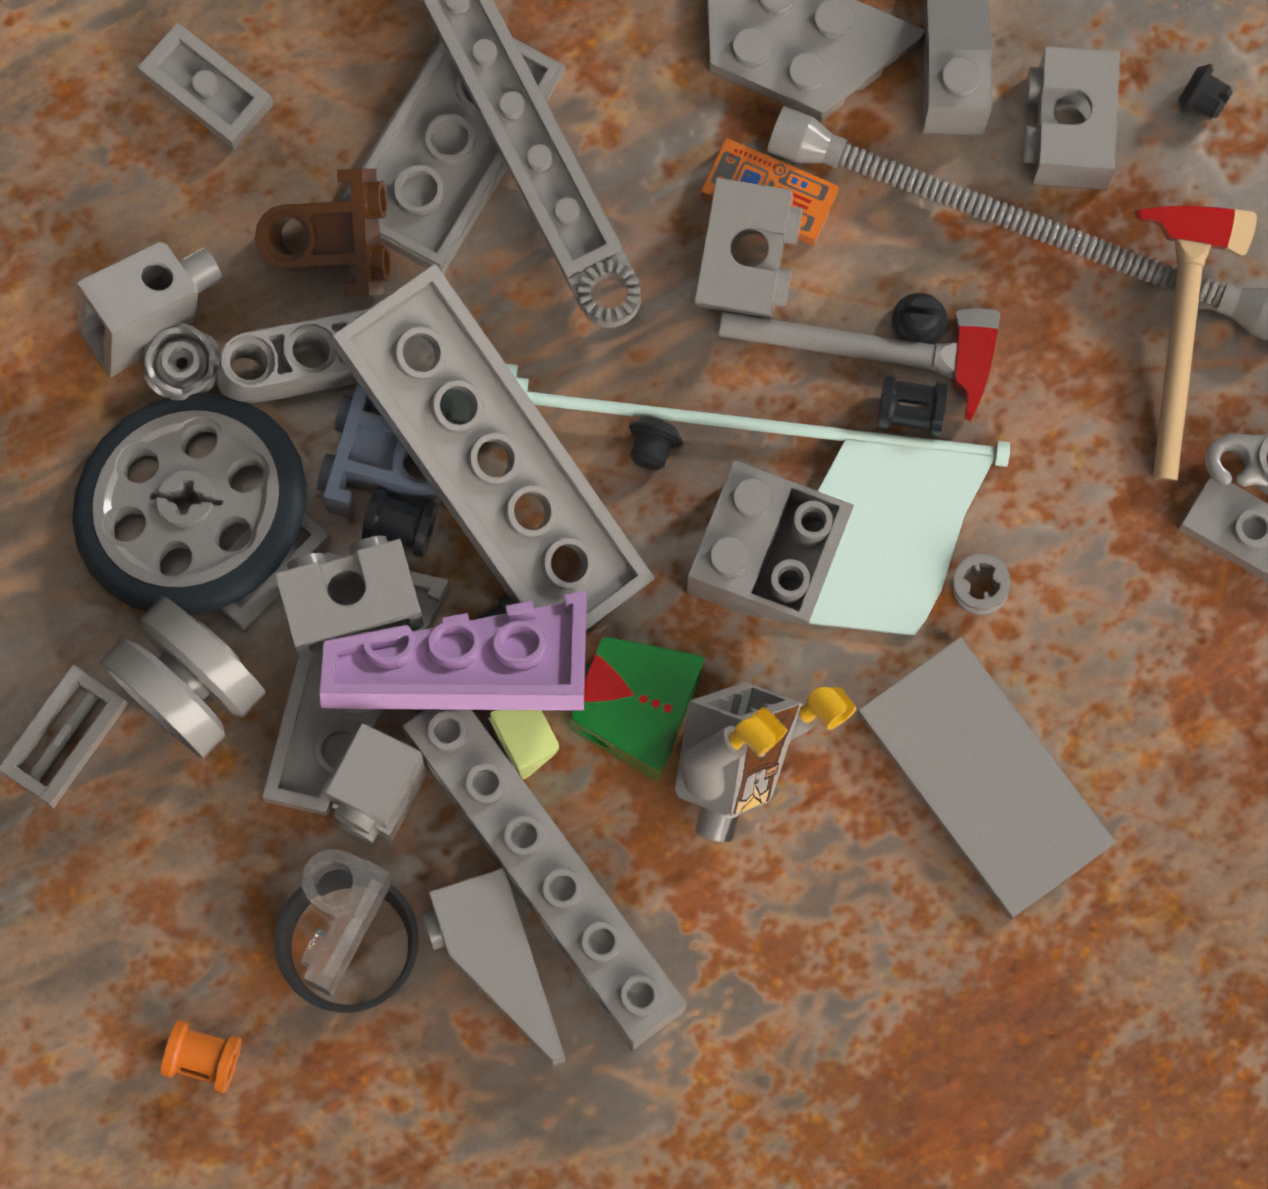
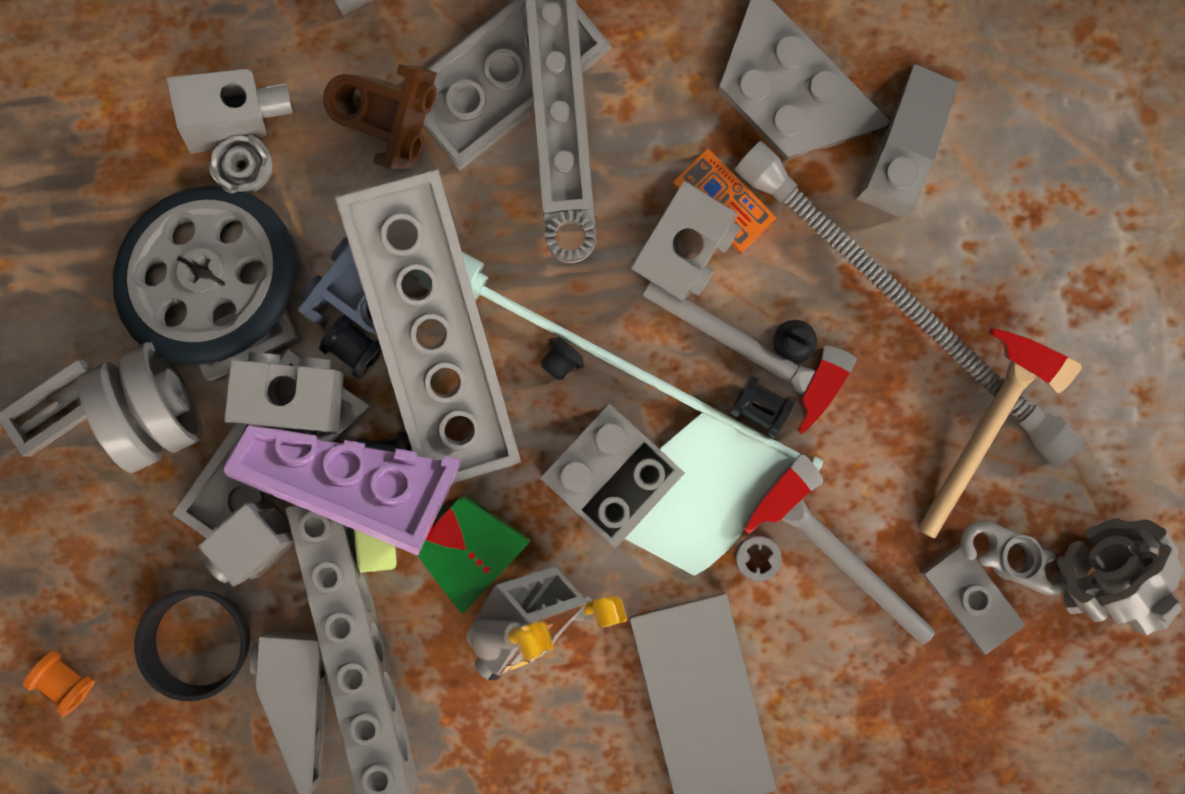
camera: 30 degrees right, 10 degrees up
(282, 373) = (308, 184): light grey beam -> none
(332, 951) = (188, 635): clear plate -> none
(986, 505) = (786, 503): none -> light grey piece
(1088, 86) = (994, 213): light grey brick -> none
(1205, 93) = (1080, 251): black piece -> none

